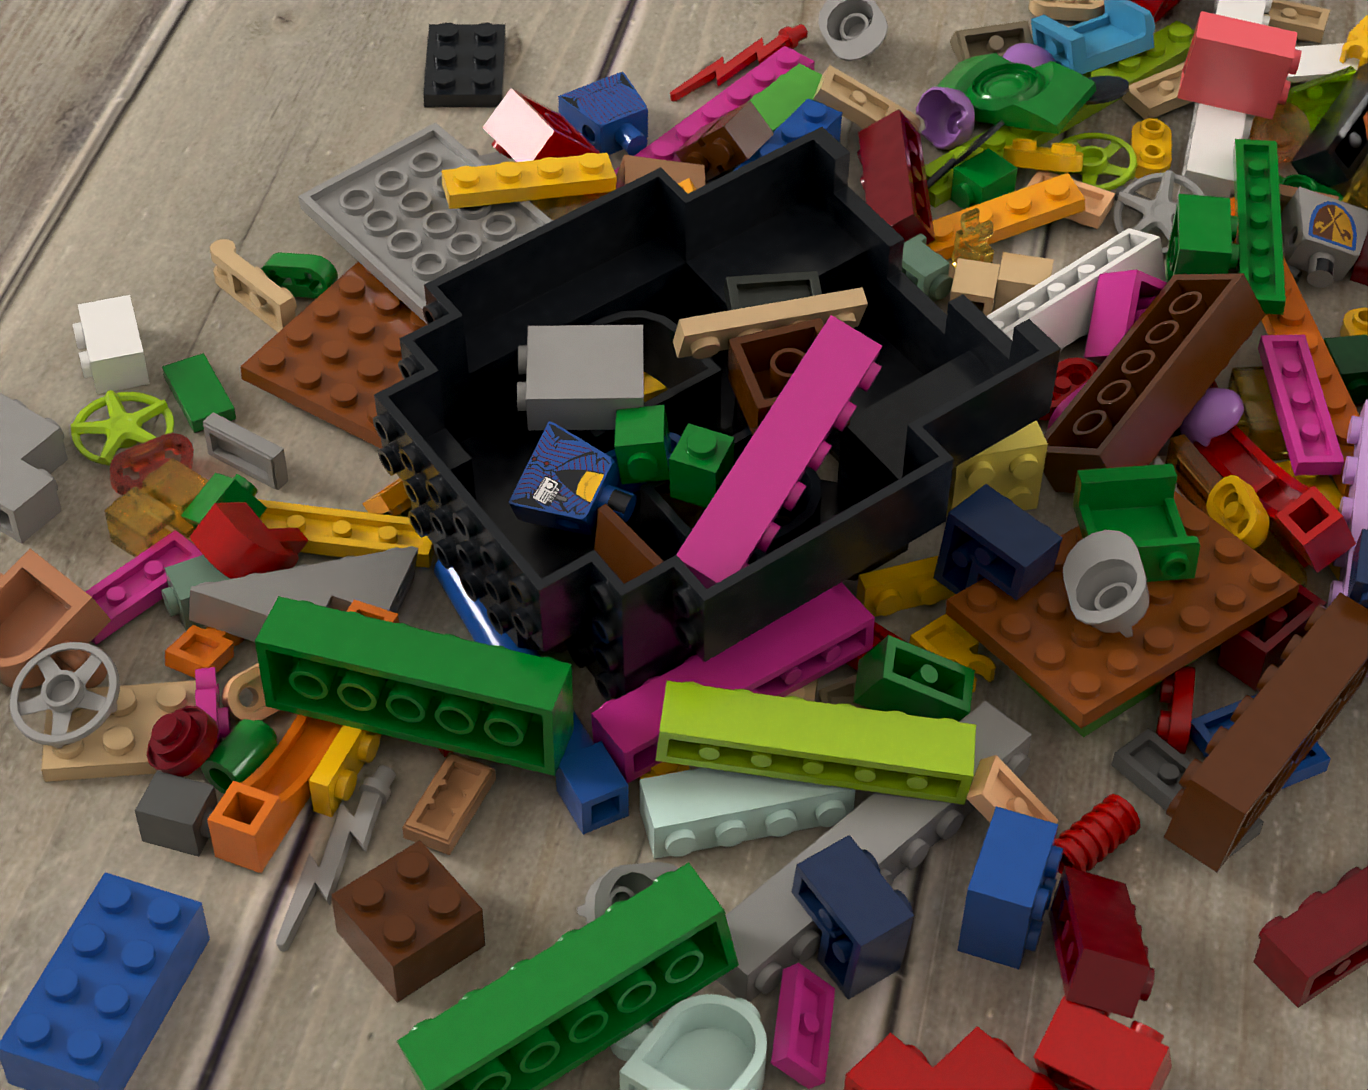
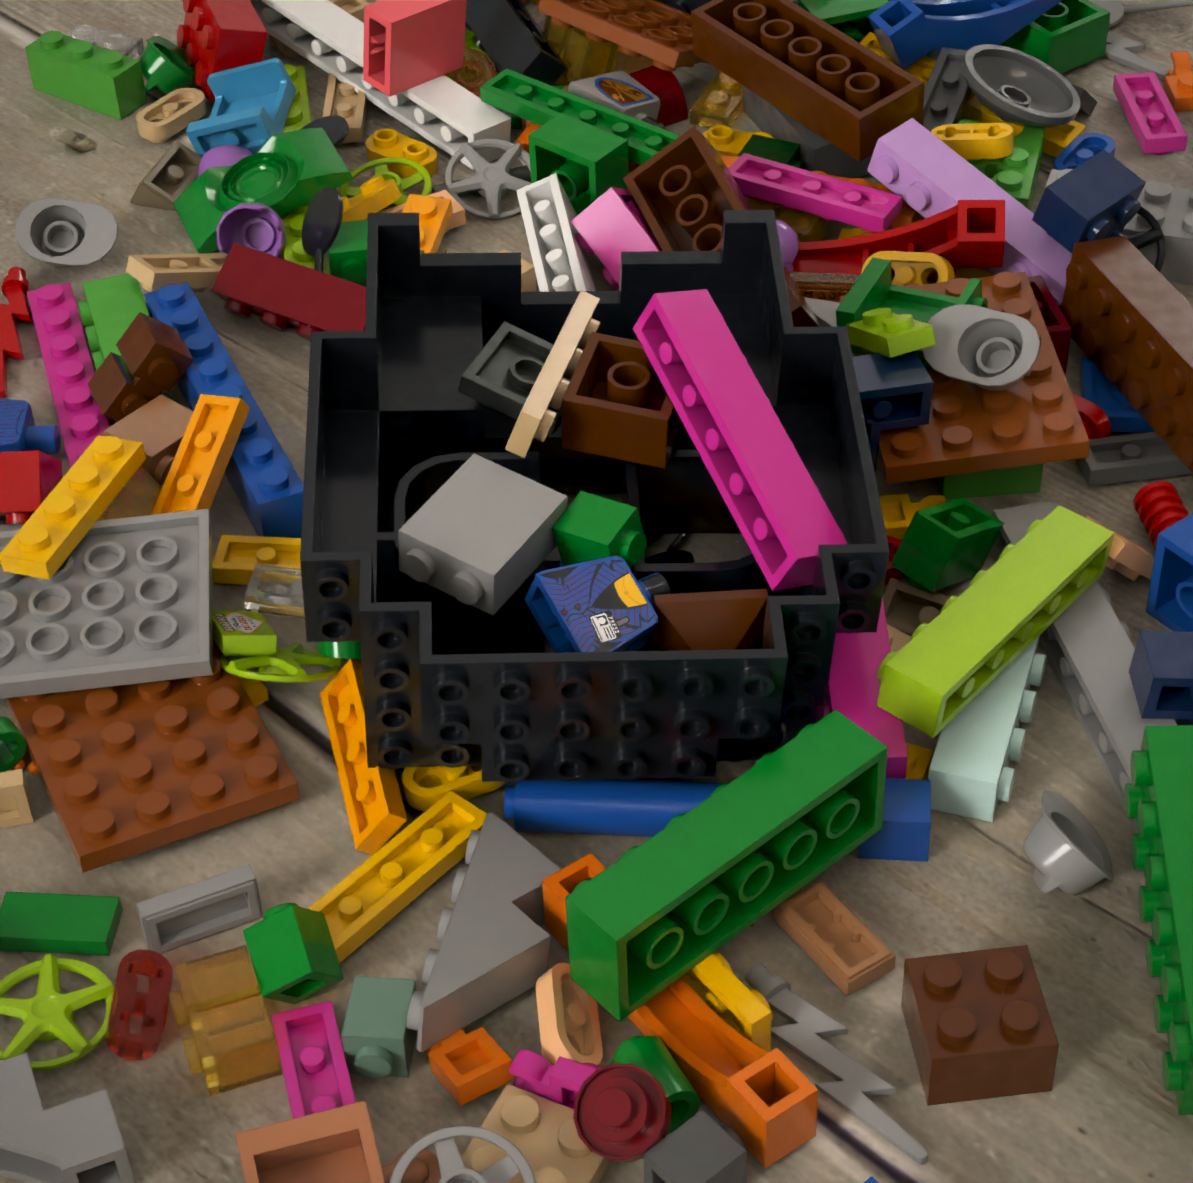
camera: 55 degrees left, 5 degrees down
(242, 544) = (378, 944): red brick -> none
(700, 464) = (674, 505): green brick -> none
(1070, 515) = (890, 333): none -> lime plate

